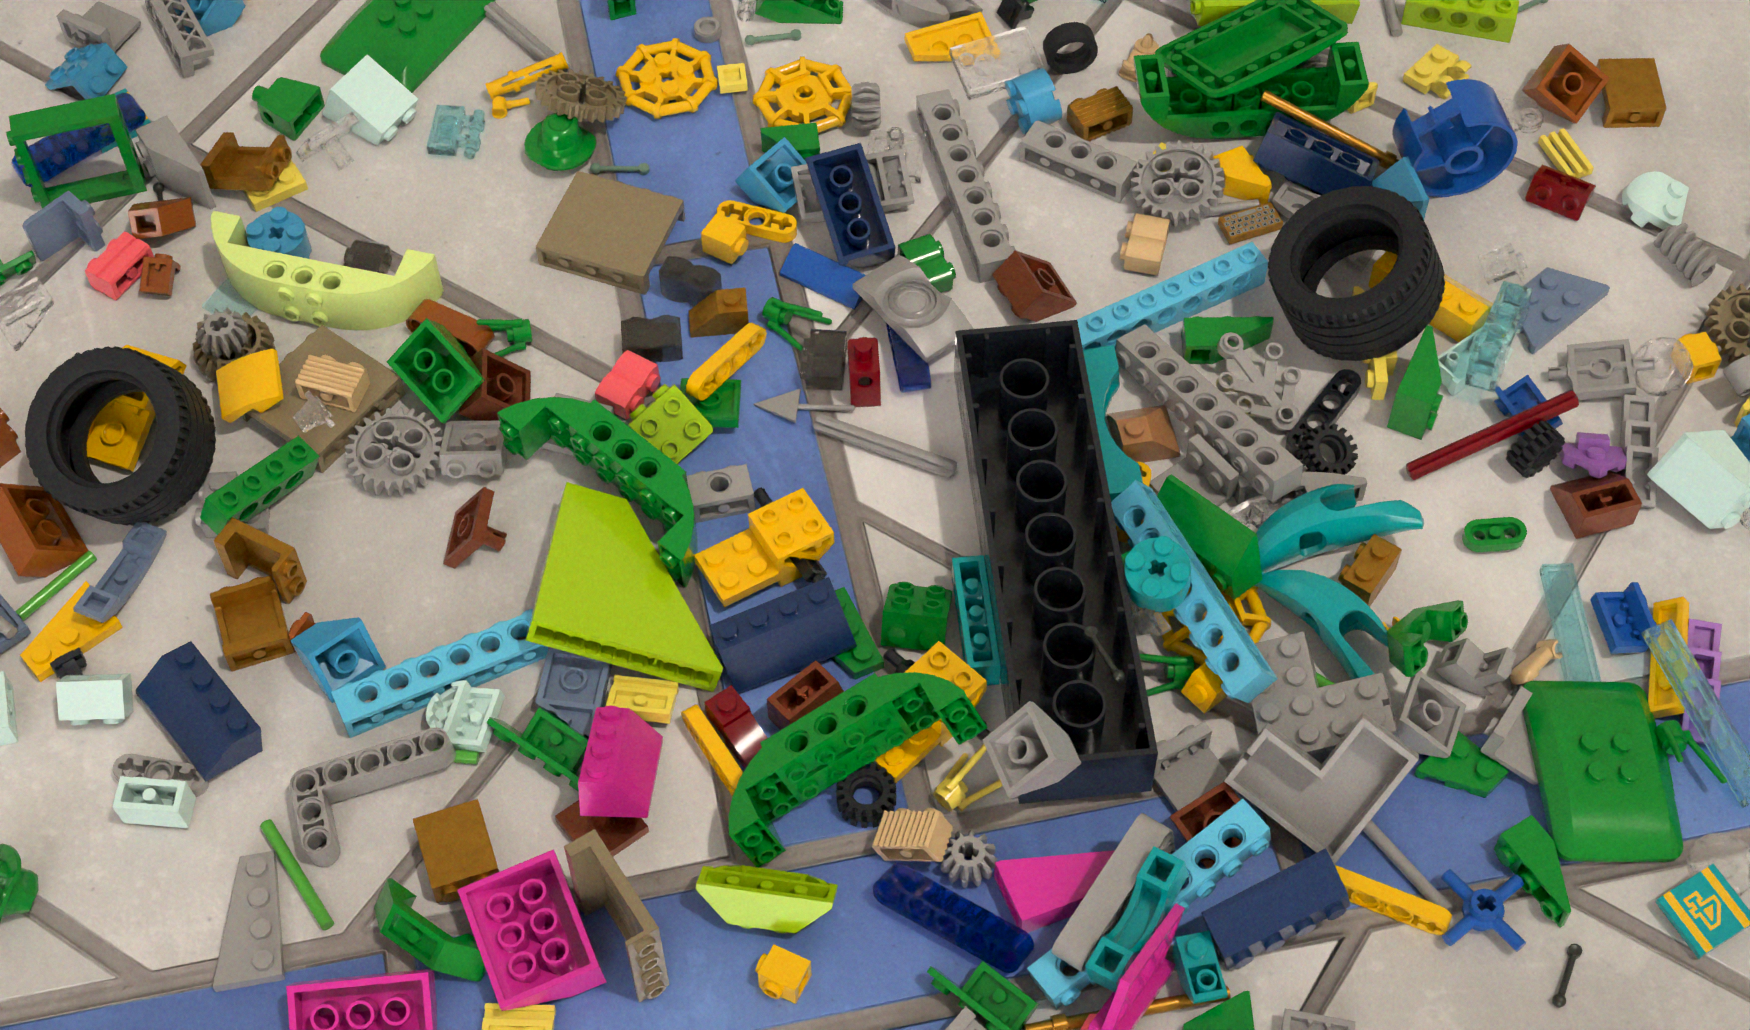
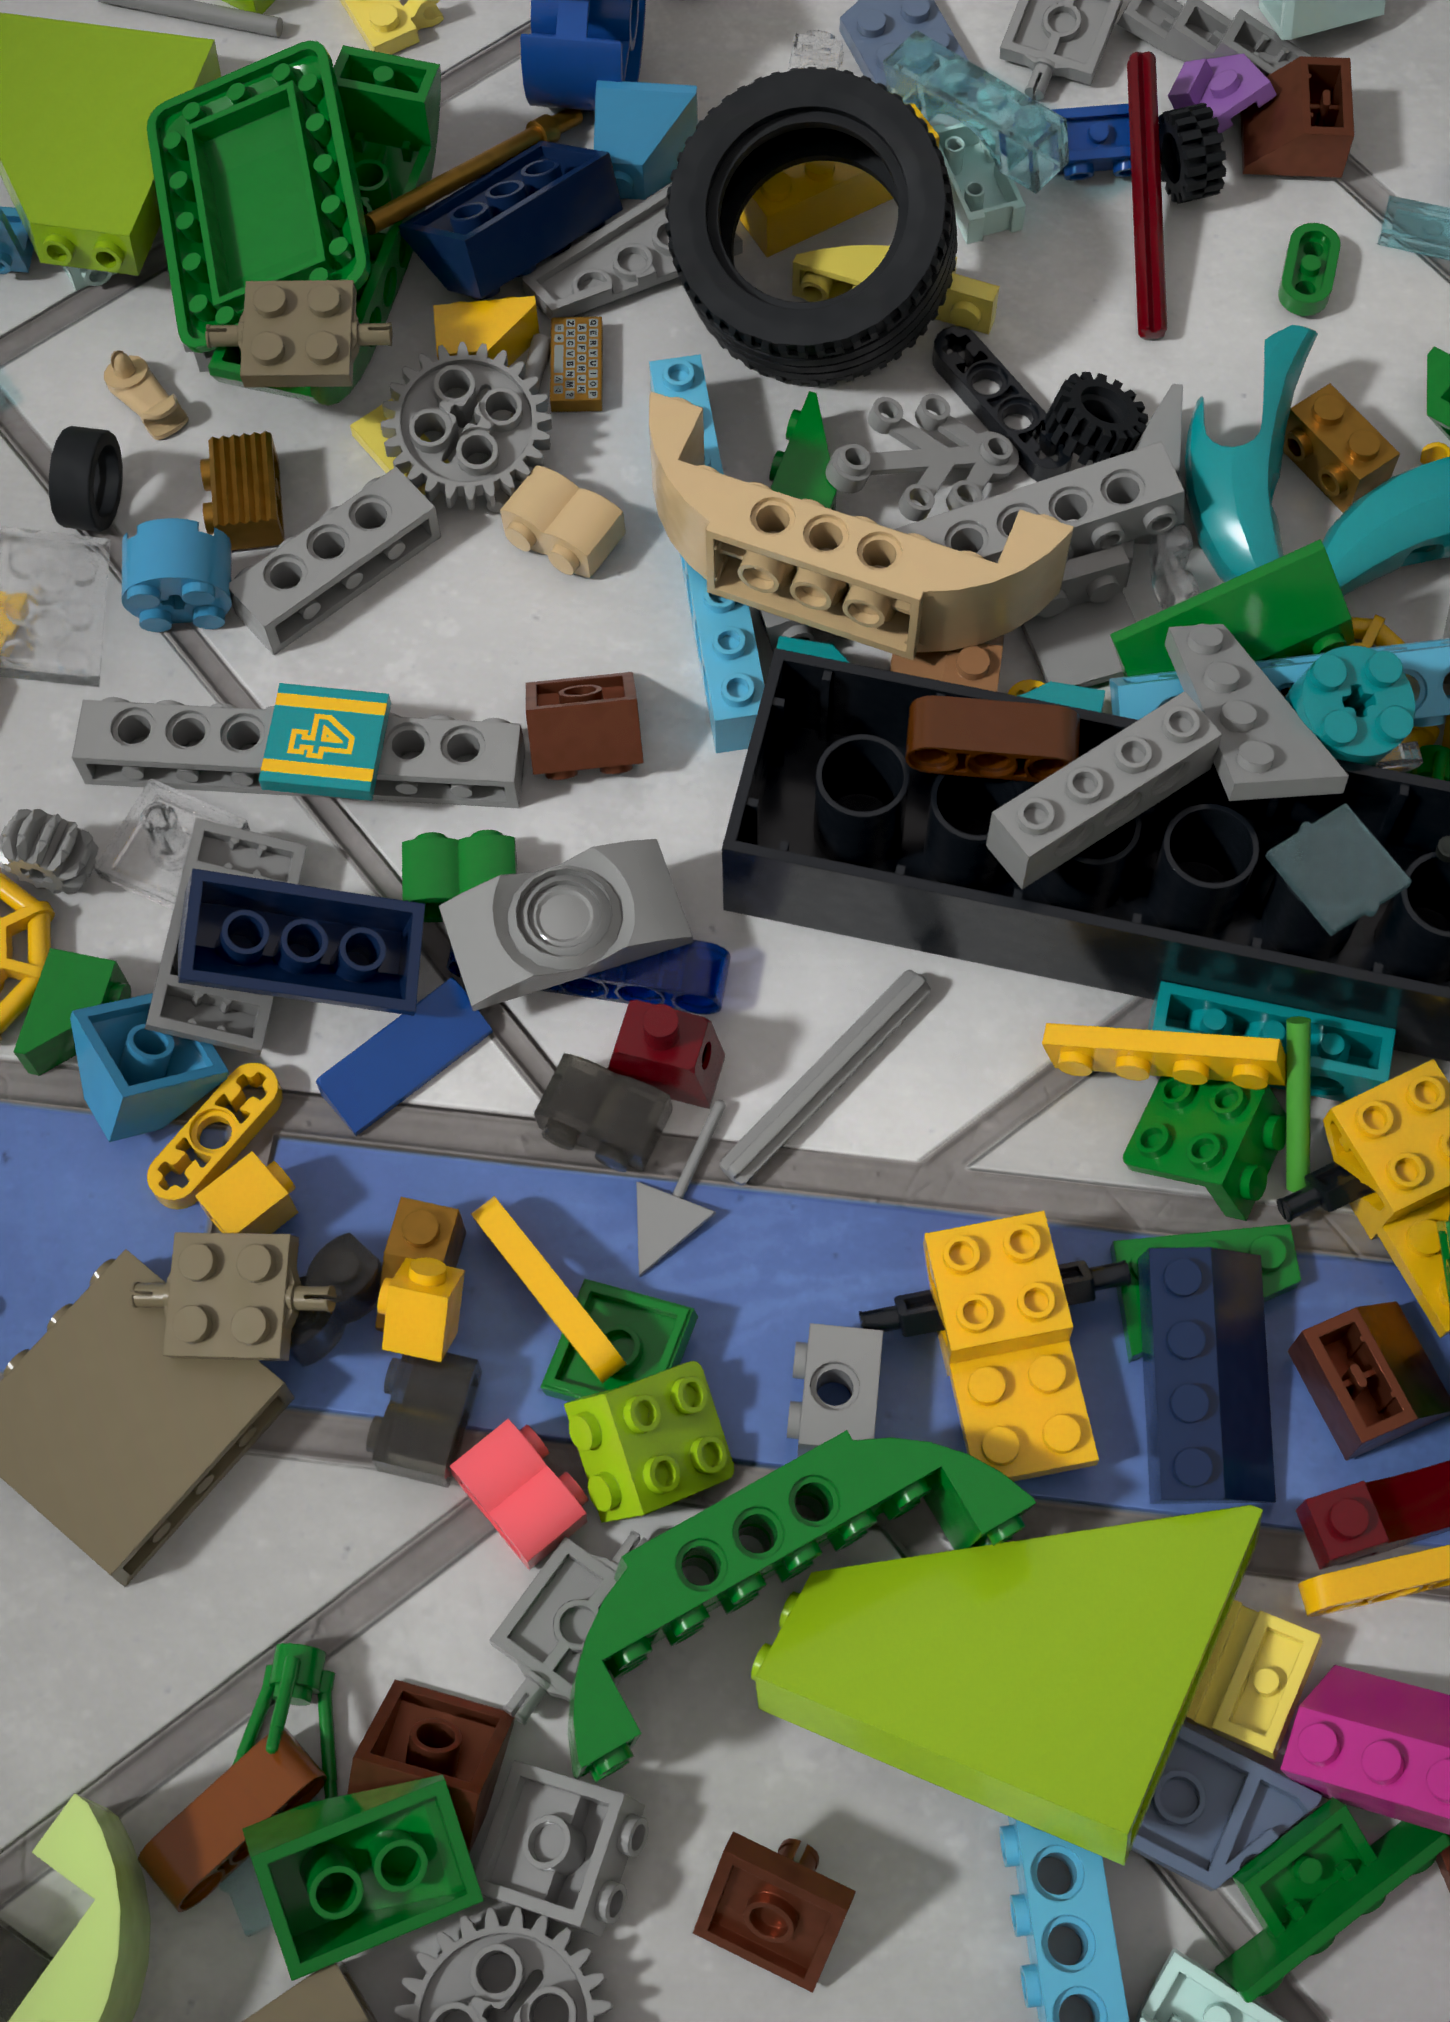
camera: 70 degrees left, 10 degrees up
(670, 238) = (232, 1296): none -> dark tan plate
(695, 313) = (421, 1308): none -> yellow brick
(781, 313) = (457, 1158): green plant -> none
(945, 577) = (1180, 1055): none -> yellow plate
(948, 630) = (1298, 1101): none -> bright green bar
(965, 183) = (325, 741): none -> teal tile
(1049, 466) = (1103, 789): none -> light grey brick
(1057, 586) = (1338, 869): none -> clear light blue piece
(1059, 416) = (990, 738): none -> reddish brown beam
(1115, 529) = (1263, 740): none -> light grey wing
(1166, 80) = (299, 334): none -> dark tan plate
(1170, 415) = (842, 568): none -> tan slope
(1418, 393) = (1028, 247): green slope -> none

